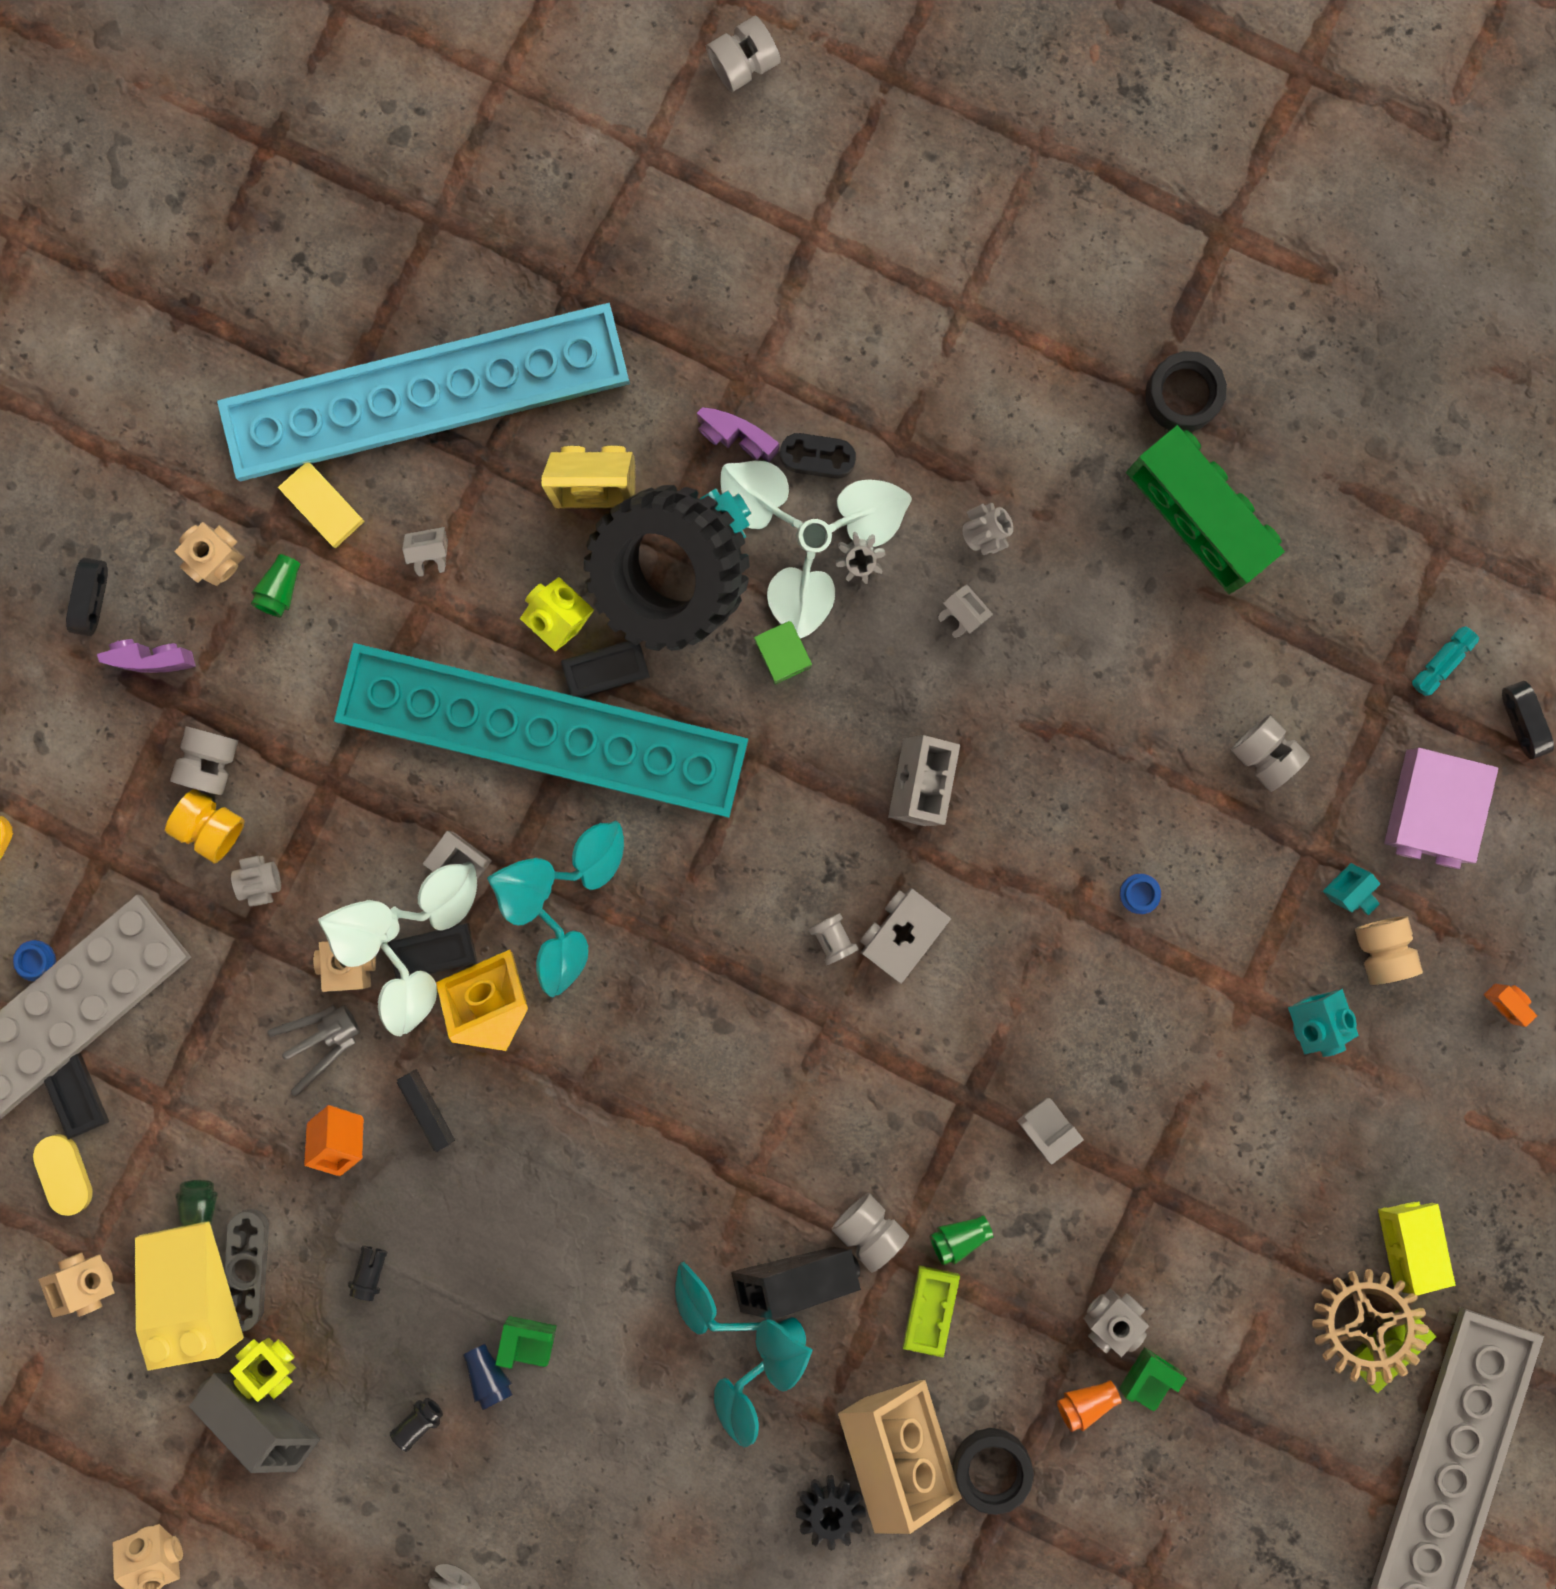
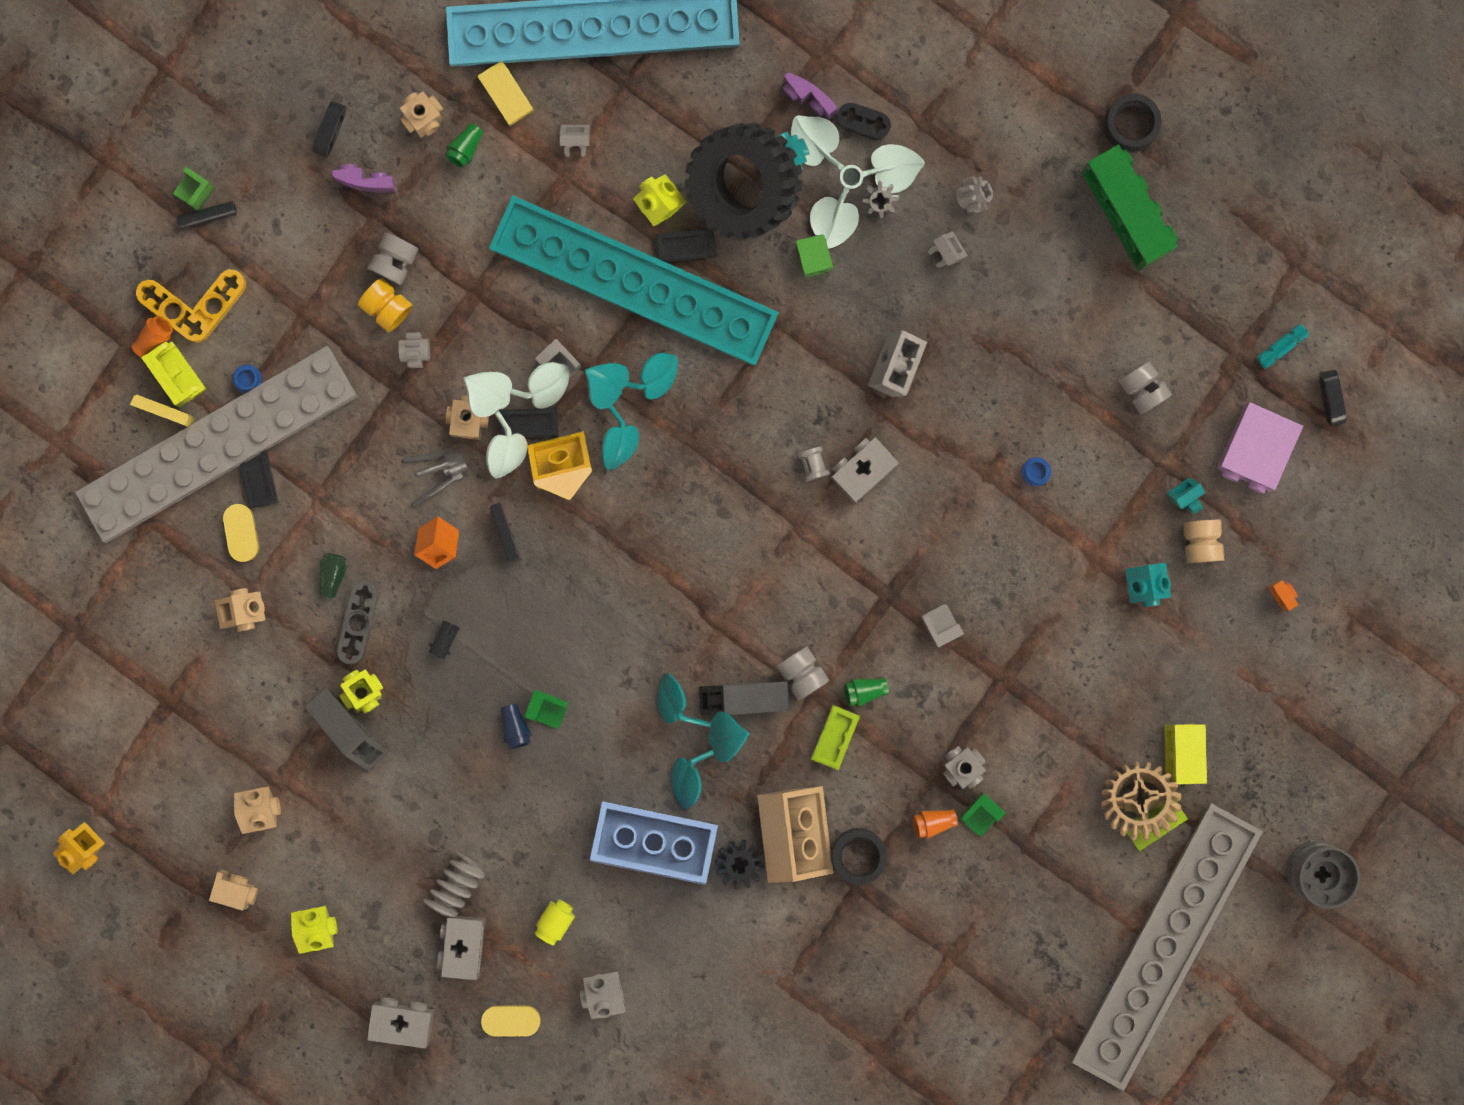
camera: 10 degrees right, 0 degrees up
(182, 1298) = (313, 630): light yellow slope -> none
(416, 1424) = (460, 751): black pin -> none
(589, 478) = (700, 108): light yellow slope -> none
(706, 1507) = (653, 843): none -> light blue brick

